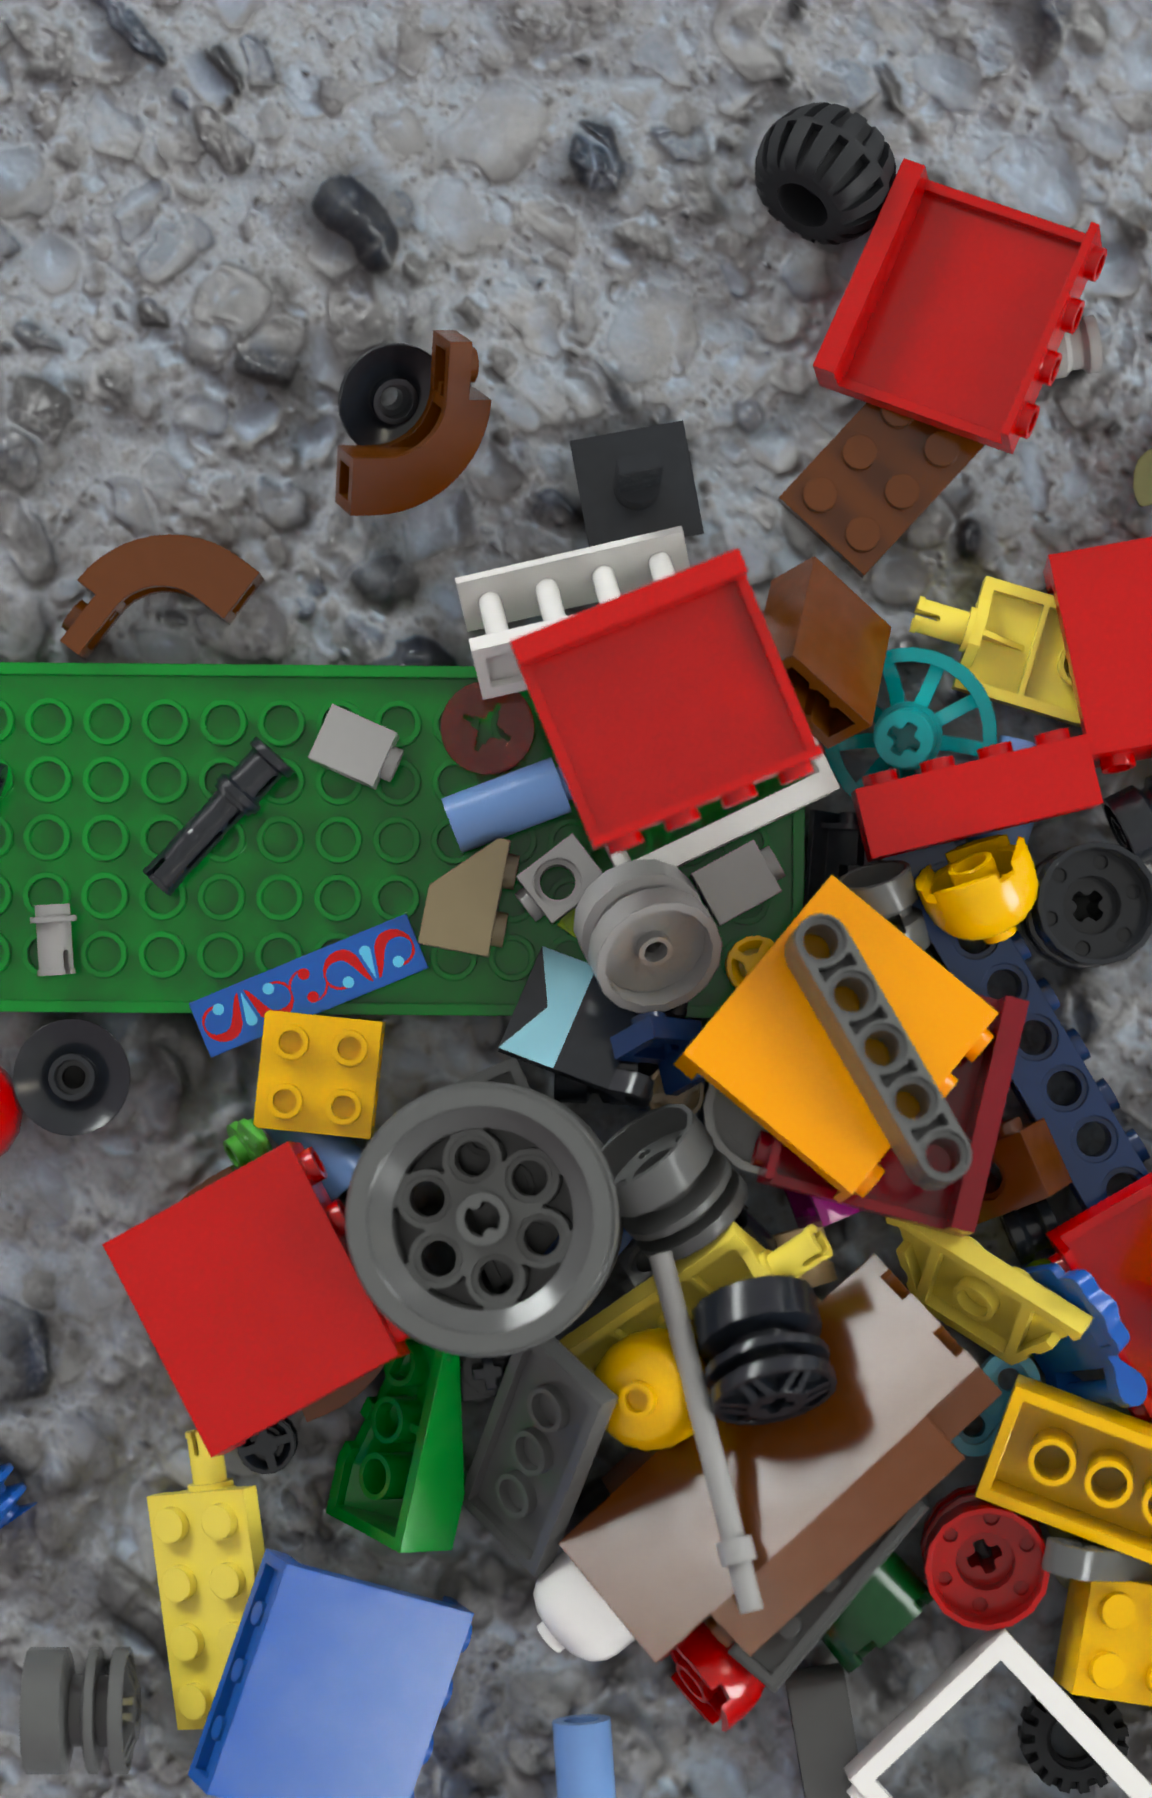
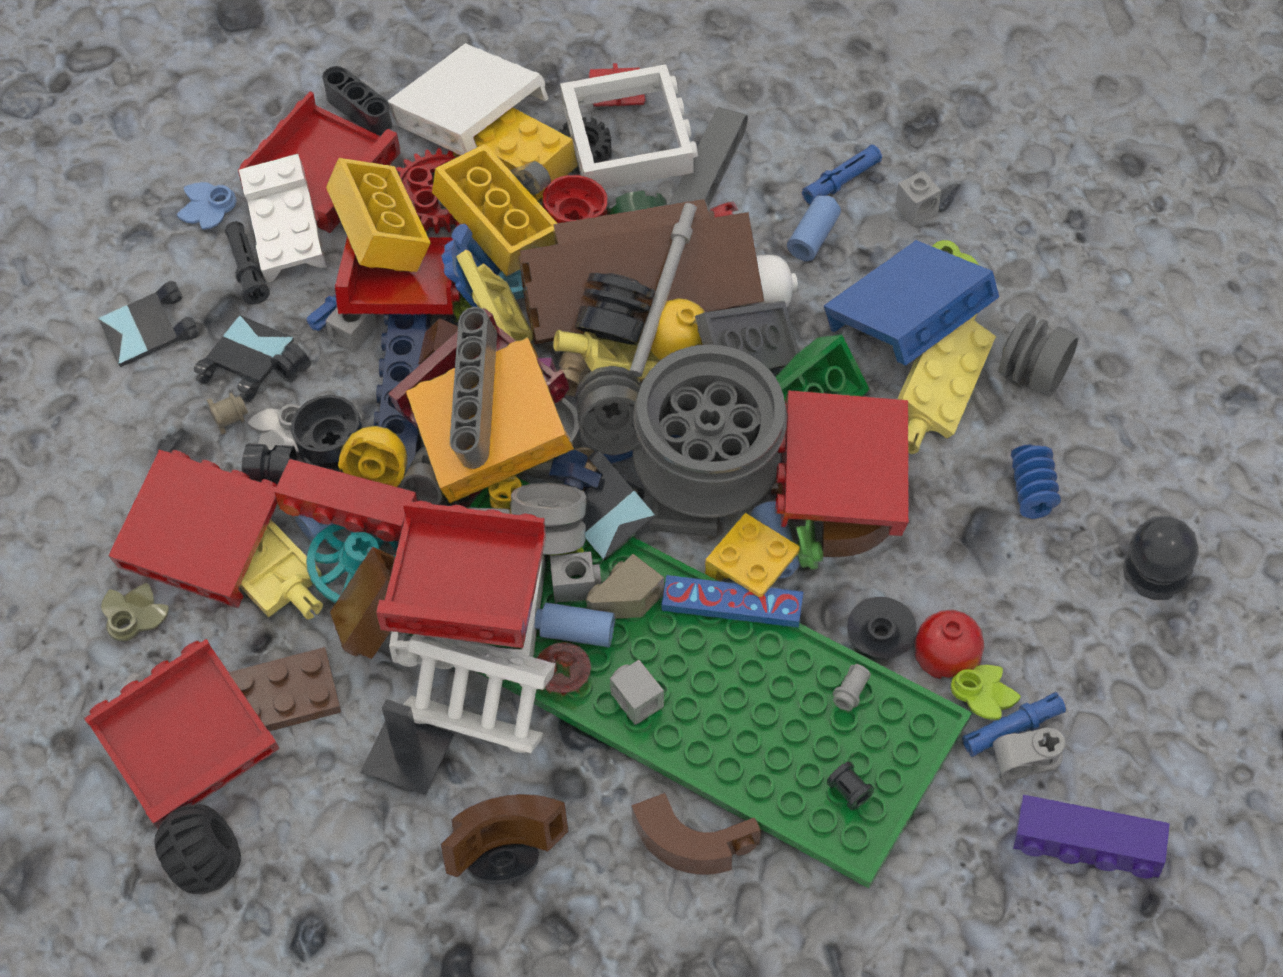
camera: 145 degrees left, 30 degrees down
(236, 796) = (713, 703): black pin -> none

